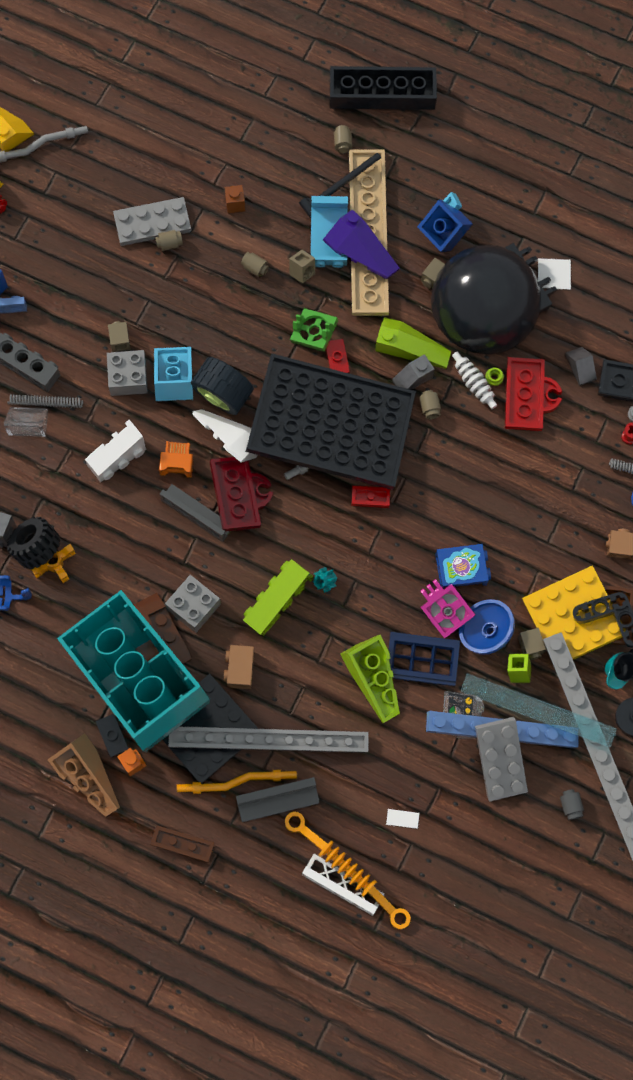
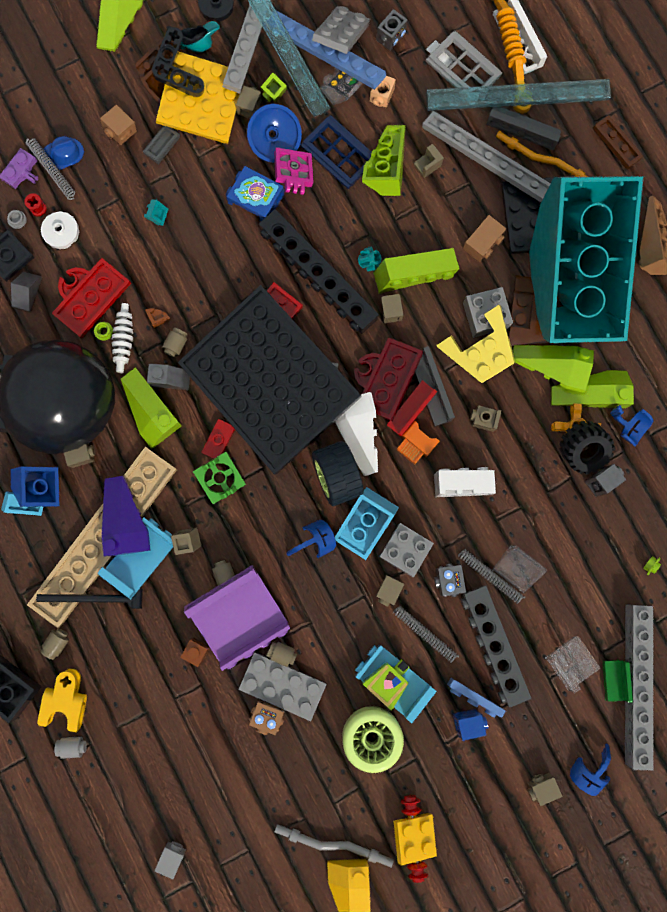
camera: 145 degrees left, 10 degrees up
(53, 605) = (603, 390): none -> lime wedge
(57, 224) = (378, 754): none -> yellowish green wheel
(68, 278) = (416, 693): none -> medium azure panel
(68, 328) = (420, 626): none -> light grey piece
(73, 270) = (388, 683): none -> lime torso
(76, 375) = (450, 580): none -> flat silver head
(90, 595) = (563, 363): none -> lime wedge
(133, 523) = (490, 424): none -> dark tan brick
(147, 190) = (266, 718): none -> medium nougat head
(148, 62) = (170, 859): none -> light grey brick
(169, 563) = (486, 356): none -> light yellow wing
(199, 483) = (412, 408): none -> red panel
(207, 347) = (323, 528): none -> blue helmet
(220, 241) = (237, 617): none -> medium lavender panel
(275, 83) = (70, 747): none -> light grey brick
(275, 551) = (392, 308): none -> dark tan panel
(301, 819) = (518, 94): none -> clear light blue plate
(305, 109) = (64, 699): none -> yellow piece
(338, 703) = (429, 162): none -> dark tan panel
(349, 544) = (277, 223): none -> black brick
(368, 836) = (468, 50): none -> light grey piece
(425, 746) = (382, 99): none -> light nougat brick
(457, 790) = (391, 29): none -> flat silver head
(462, 417) = (157, 316): none -> dark orange tile
(530, 495) = (156, 212): none -> teal tile
(575, 556) = (161, 144): none -> dark grey tile
(592, 437) = (63, 238): none -> white plate

